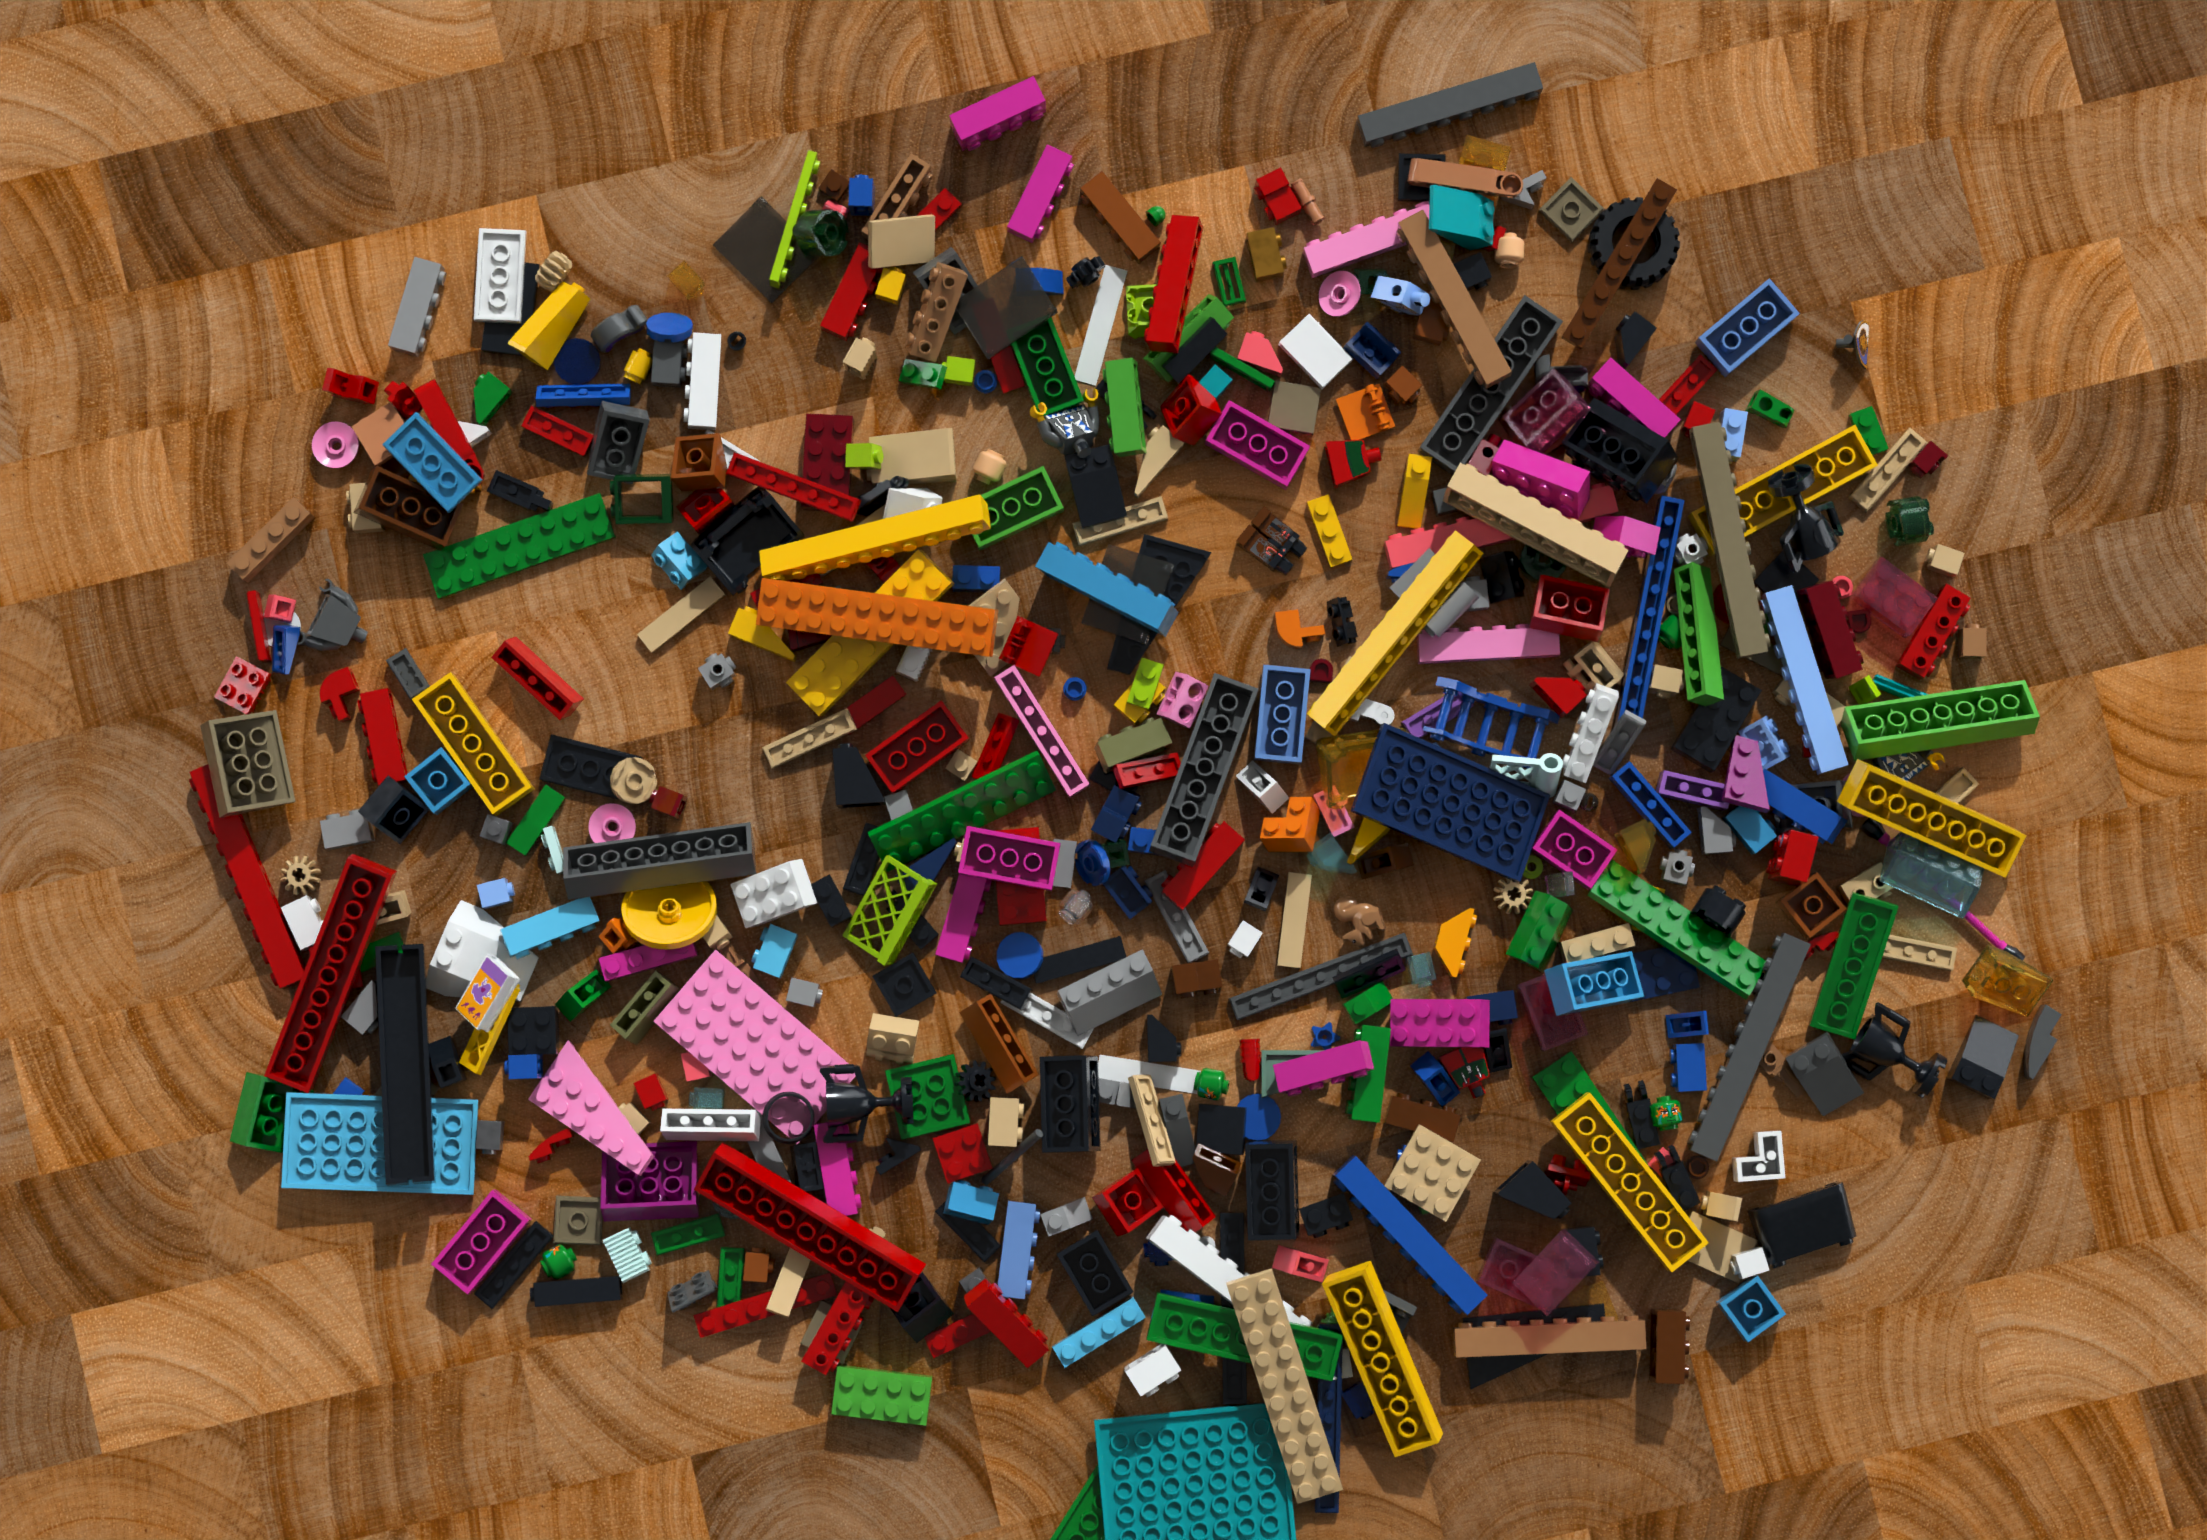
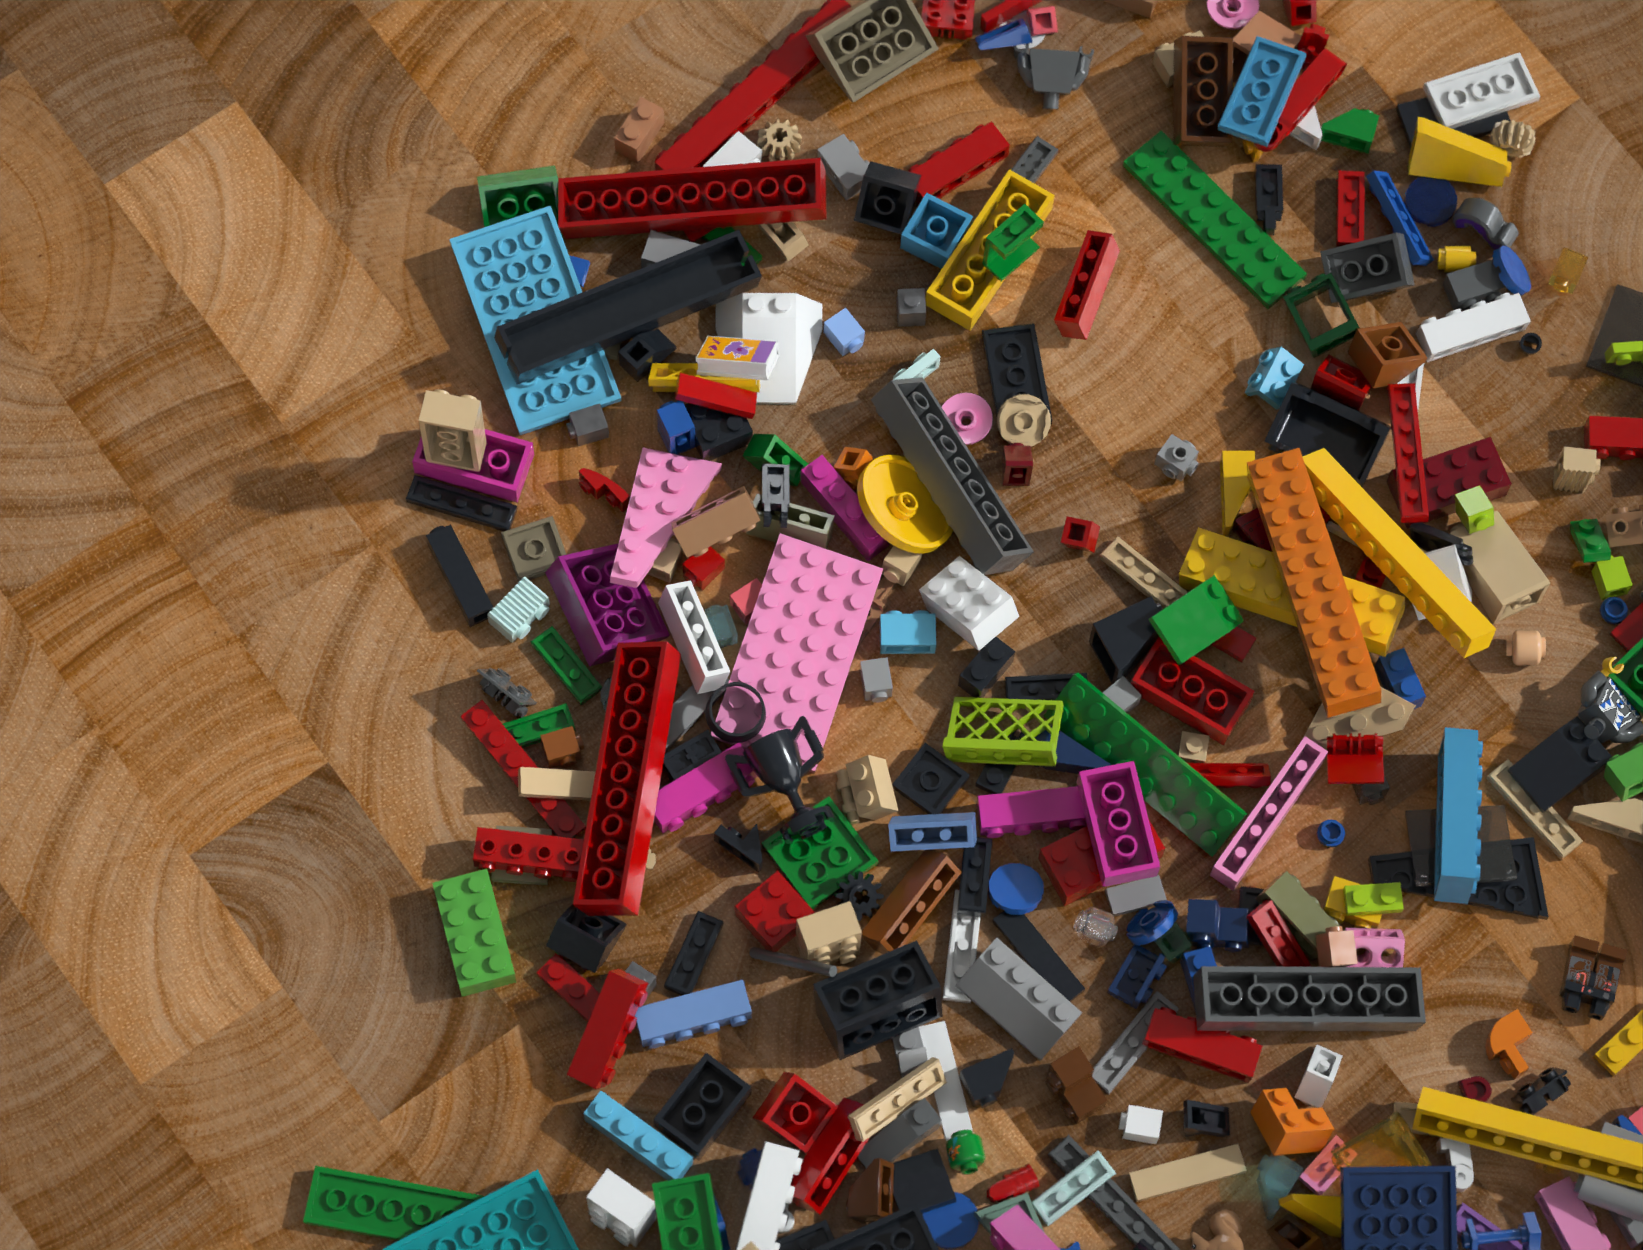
camera: 70 degrees right, 15 degrees down
(242, 988) = (639, 130): none -> nougat brick
(334, 688) = (986, 100): red brick -> none
(417, 306) = (1410, 27): light grey brick -> none
(466, 1257) = (452, 430): none -> tan brick
(487, 730) = (1011, 243): none -> green panel
(515, 1025) = (716, 395): none -> red tile
(535, 820) = (948, 345): green tile -> none
(549, 926) = (833, 396): medium azure brick -> none
(558, 1262) = (483, 543): green head -> none
(617, 1010) = (775, 492): none -> hinge
(625, 1070) = (716, 522): none -> medium nougat brick
(681, 614) = (1219, 402): tan tile -> none
(750, 778) = (1080, 534): none -> red brick
(865, 721) = (1196, 620): none -> green slope
(913, 662) = (1283, 653): white brick -> none
(950, 1002) = (932, 831): none -> medium blue brick
(971, 1202) = (724, 942): dark azure brick -> none
(1019, 506) = (1495, 690): bright green brick -> none
(1066, 1216) = (750, 1052): light grey slope -> none
(1174, 731) = (1336, 948): none -> brick
(1272, 1013) = (1073, 1188): none -> light aqua tile
(1282, 714) = (1408, 1062): medium blue brick -> none

